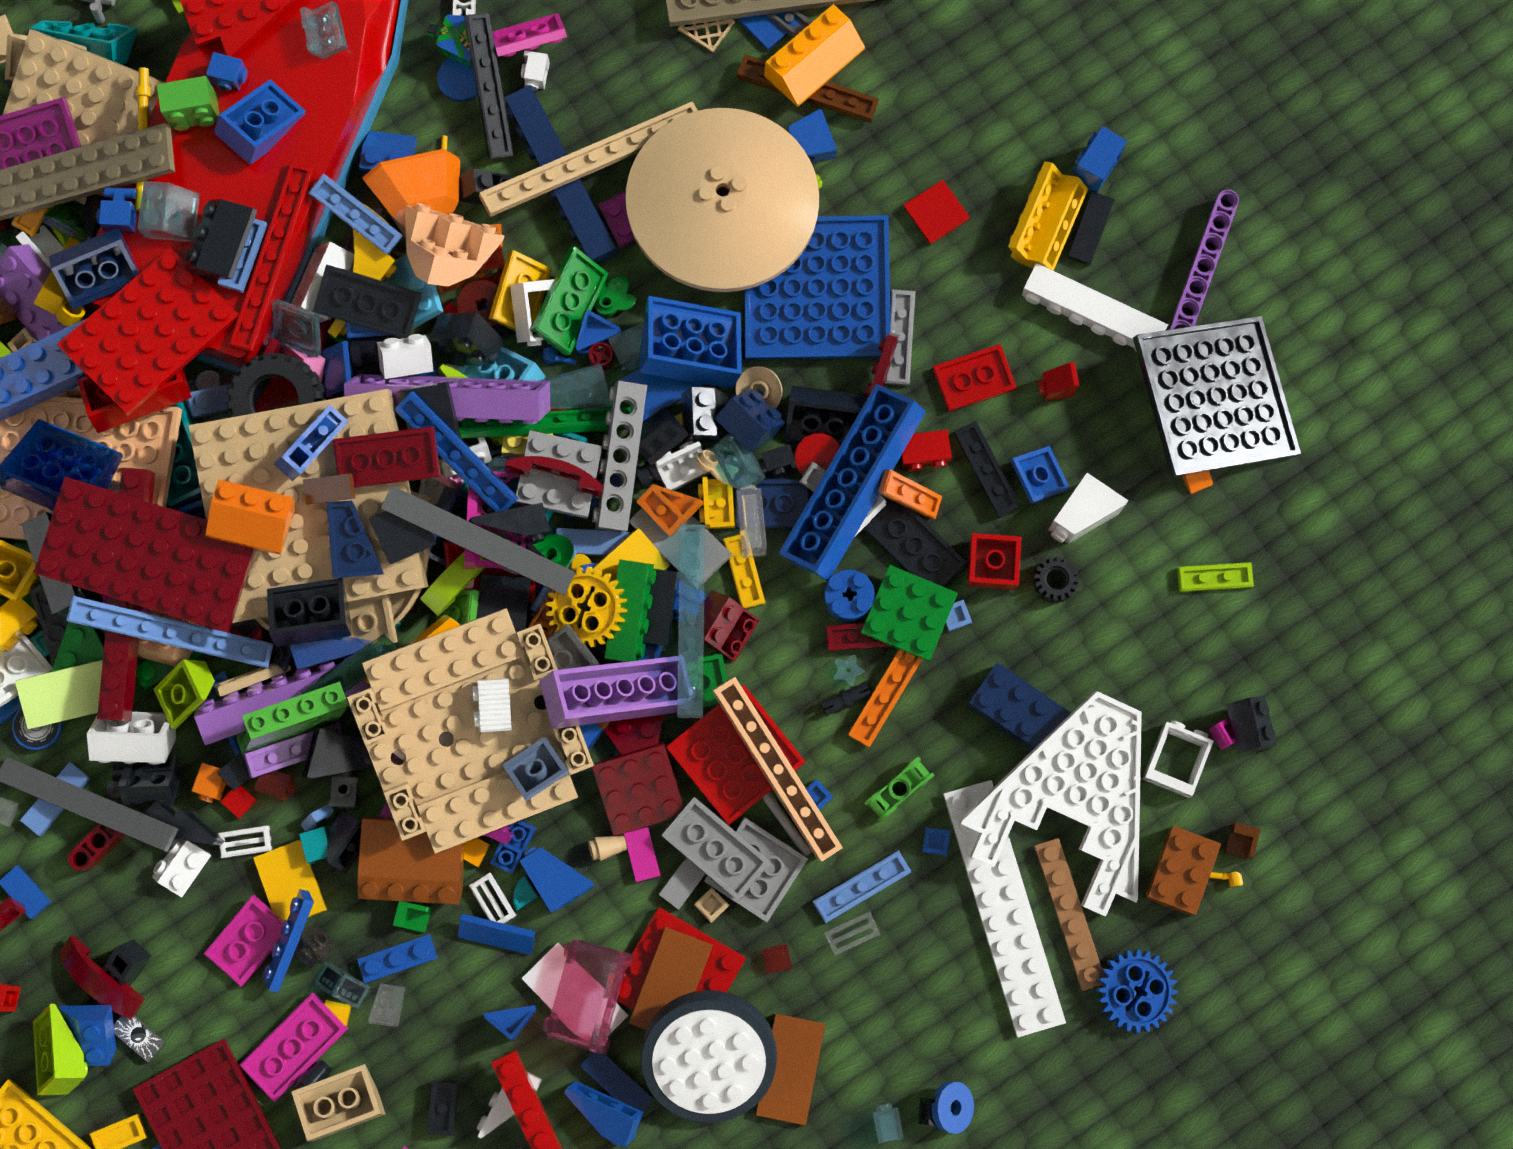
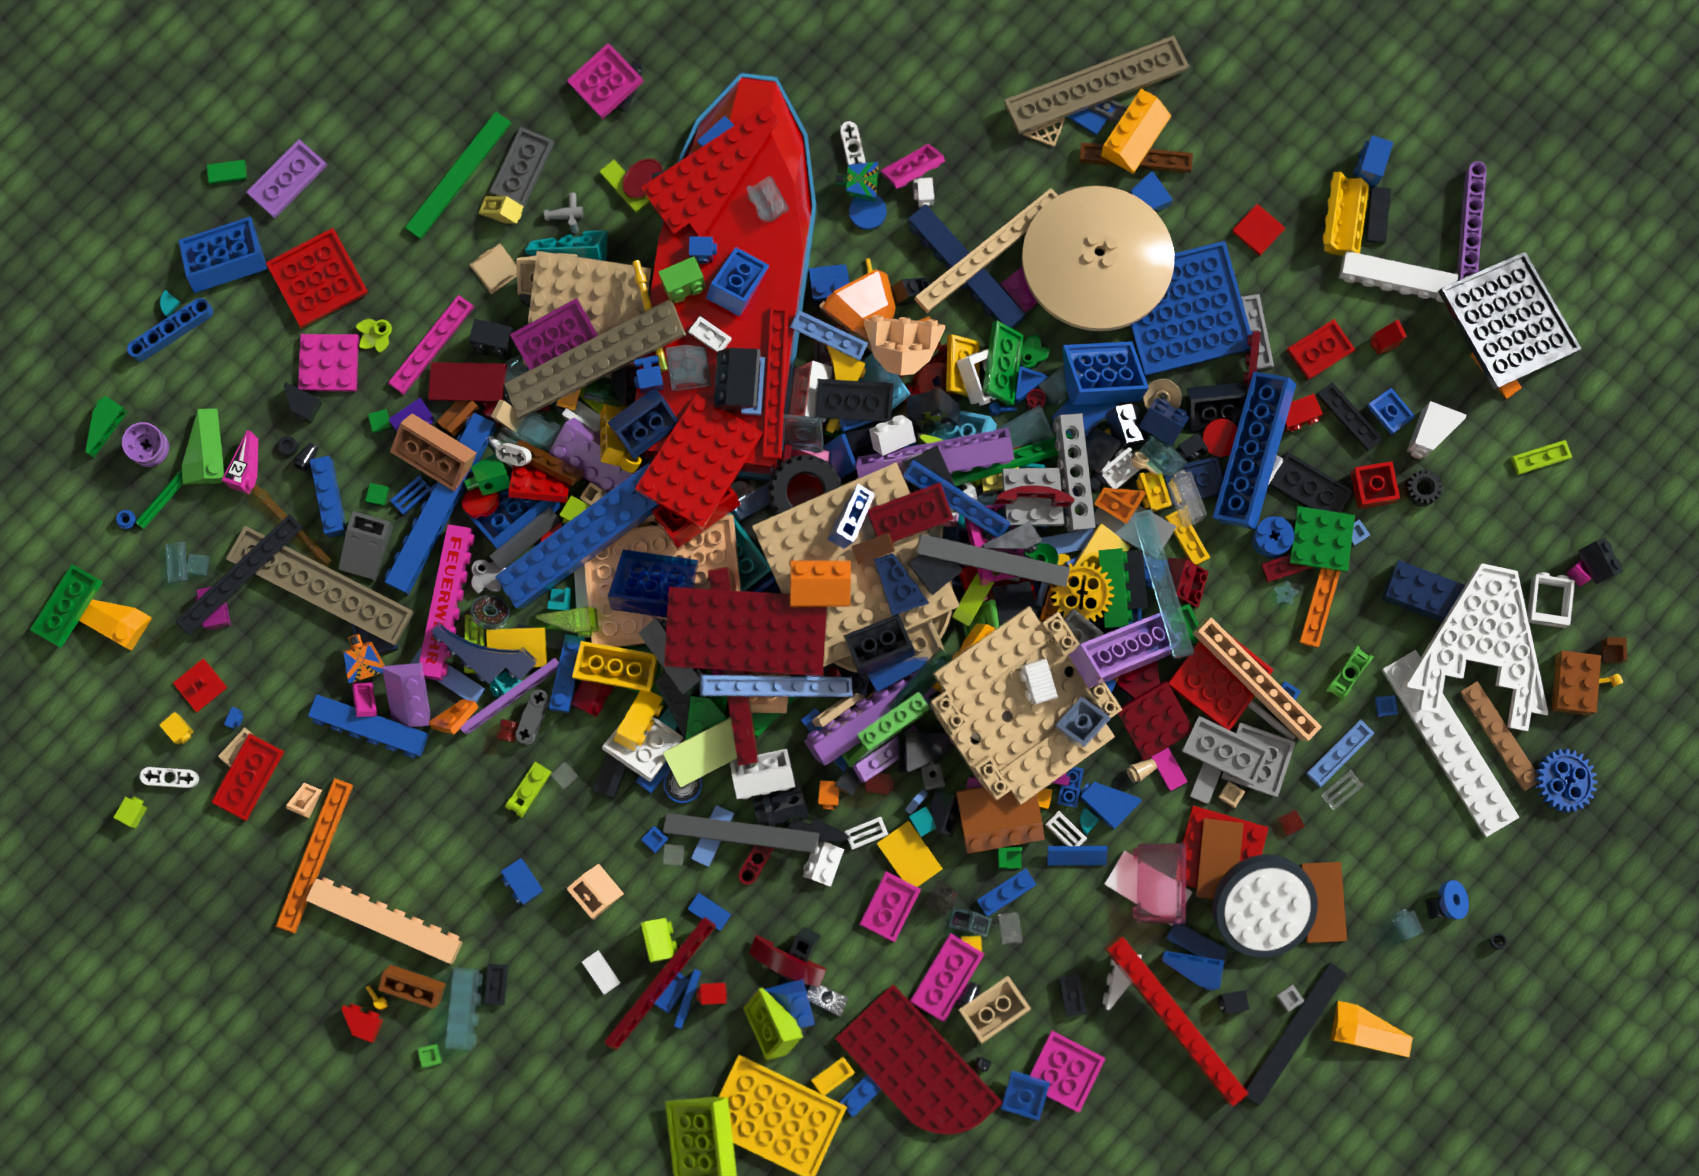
camera: 15 degrees left, 0 degrees up
(184, 690) = (793, 729): lime slope -> none
(206, 178) = (709, 335): none -> white plate
(239, 801) = (853, 804): red tile -> none
(290, 935) = (924, 897): blue plate -> none
(488, 85) = (894, 212): black tile -> none
(511, 1021) = (1107, 917): blue slope -> none
(812, 476) = (1222, 453): light grey tile -> none
(845, 698) = (1290, 615): black pin -> none
(909, 494) = (1299, 449): orange tile -> none

